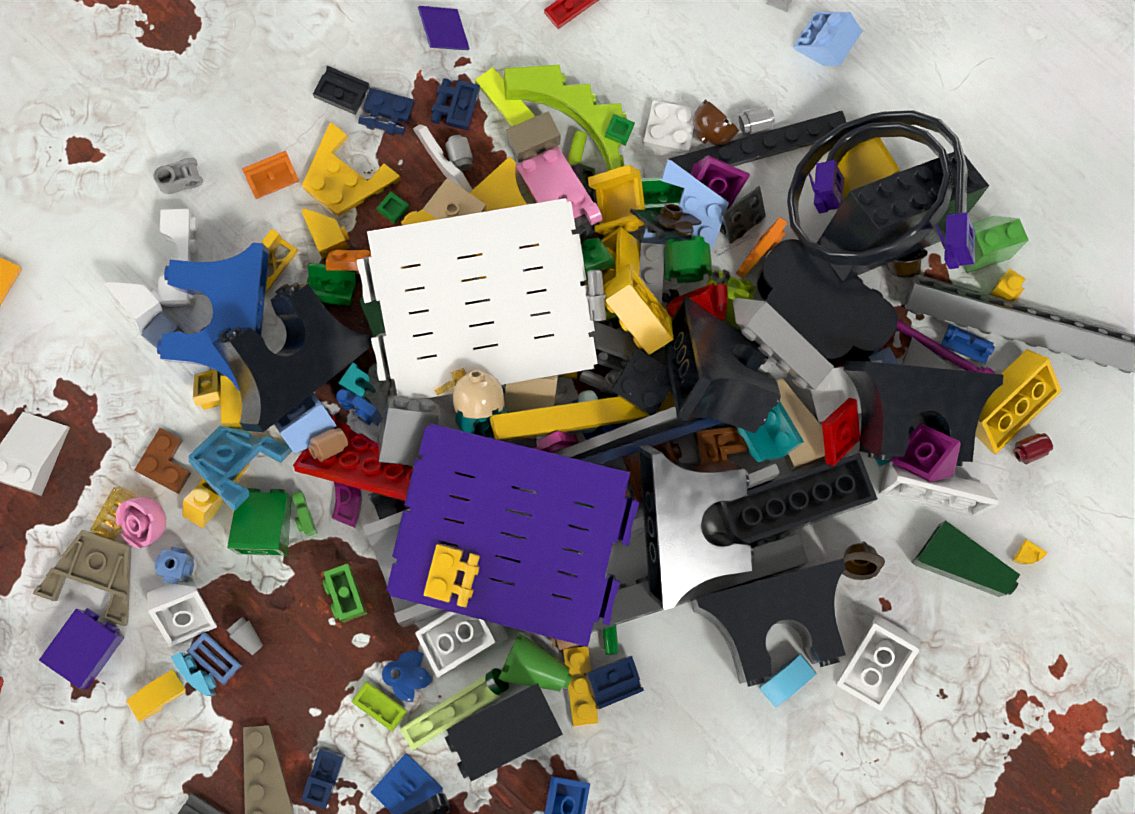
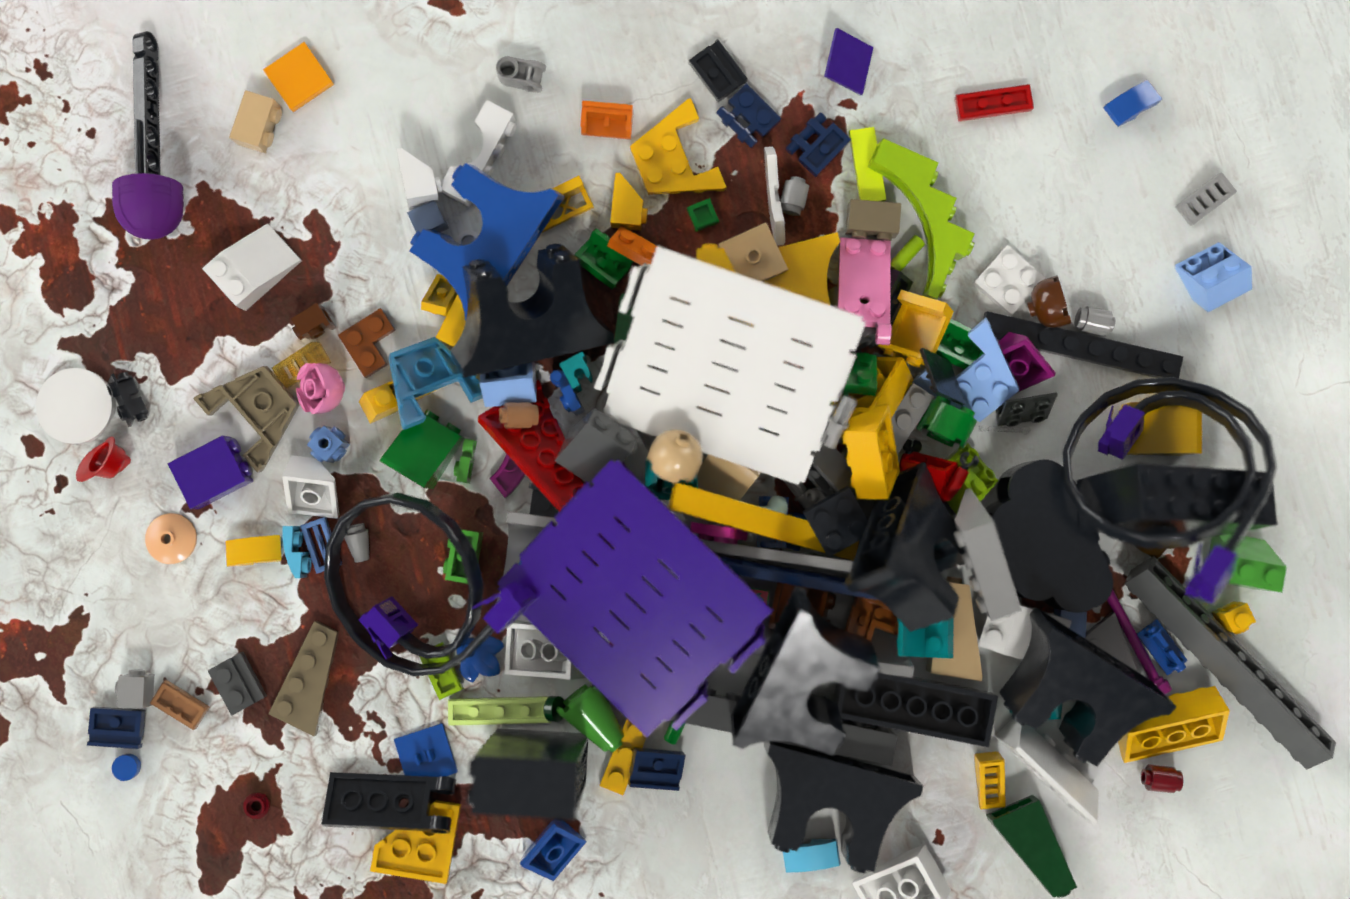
camera: 30 degrees right, 10 degrees up
(87, 729) = (182, 538): none -> light nougat dish
(106, 471) = (312, 322): none -> reddish brown brick
(312, 686) = (393, 625): none -> black piece
(323, 777) = (359, 704): dark blue slope -> none
(444, 572) = (555, 599): yellow plate -> none
(456, 375) = (668, 424): clear yellow hand -> none
(619, 129) = (957, 260): green tile -> none
(672, 217) = (959, 381): dark brown plate -> none
(765, 243) = (1026, 450): orange wing -> none
(841, 431) = (992, 669): red tile -> none
(862, 561) = (941, 791): dark brown piece -> none
(885, 528) = (985, 764): none -> yellow slope
(929, 454) = (1061, 739): magenta slope -> none
(1028, 553) = (1097, 868): yellow tile -> none

